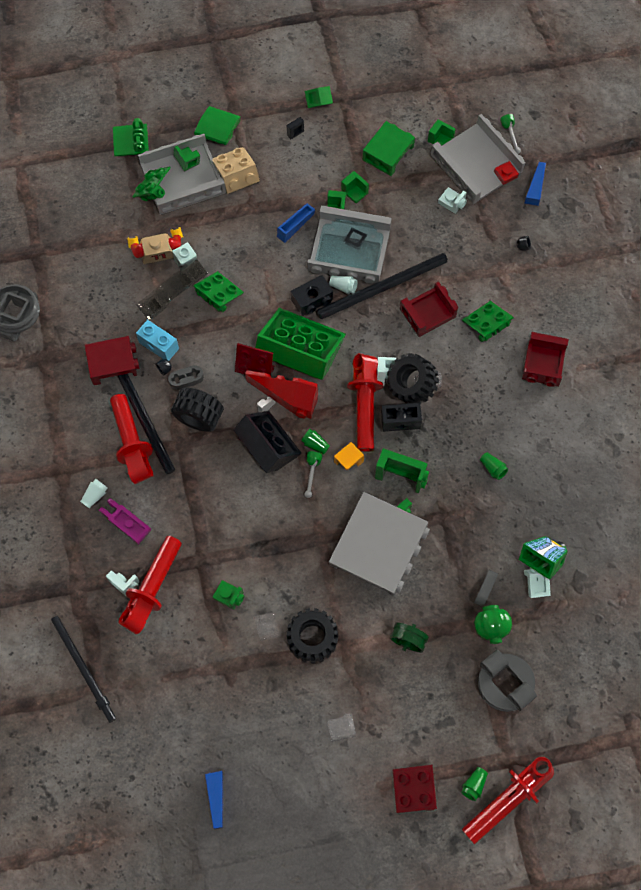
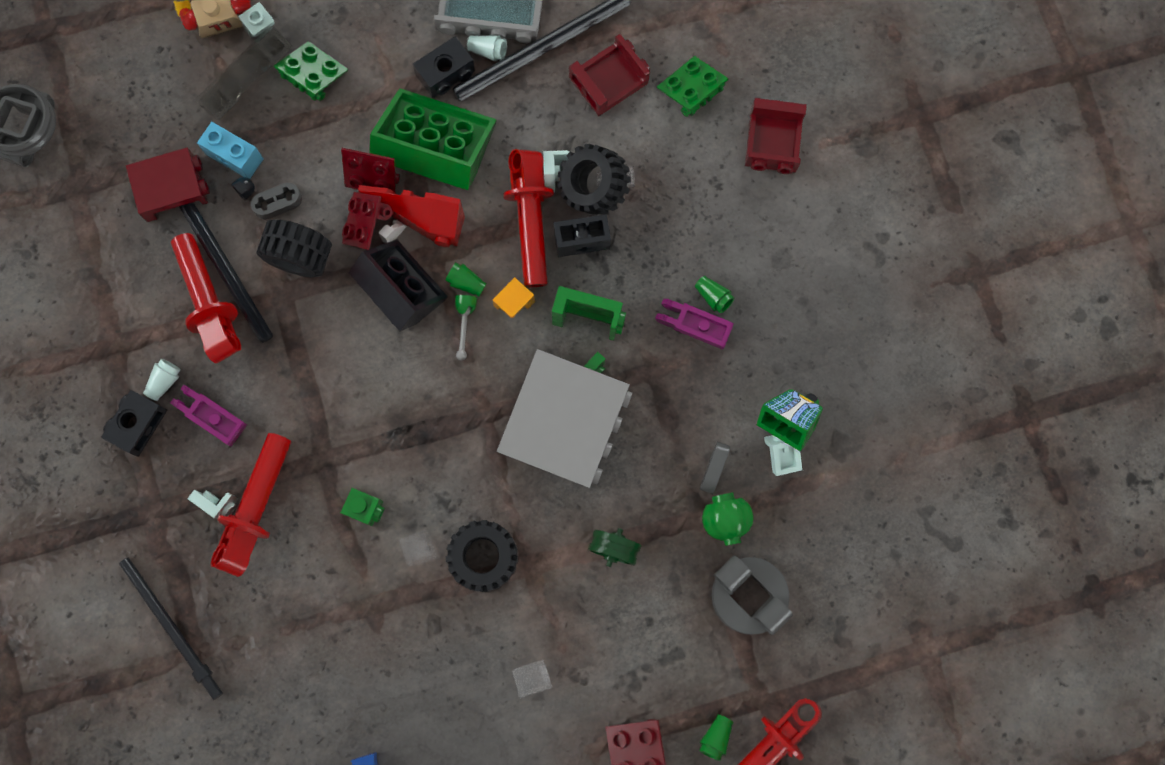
camera: 10 degrees left, 10 degrees up
(71, 532) = (135, 438): none -> black brick
(246, 392) = (361, 219): none -> dark red hinge
(479, 485) = (696, 323): none -> magenta hinge

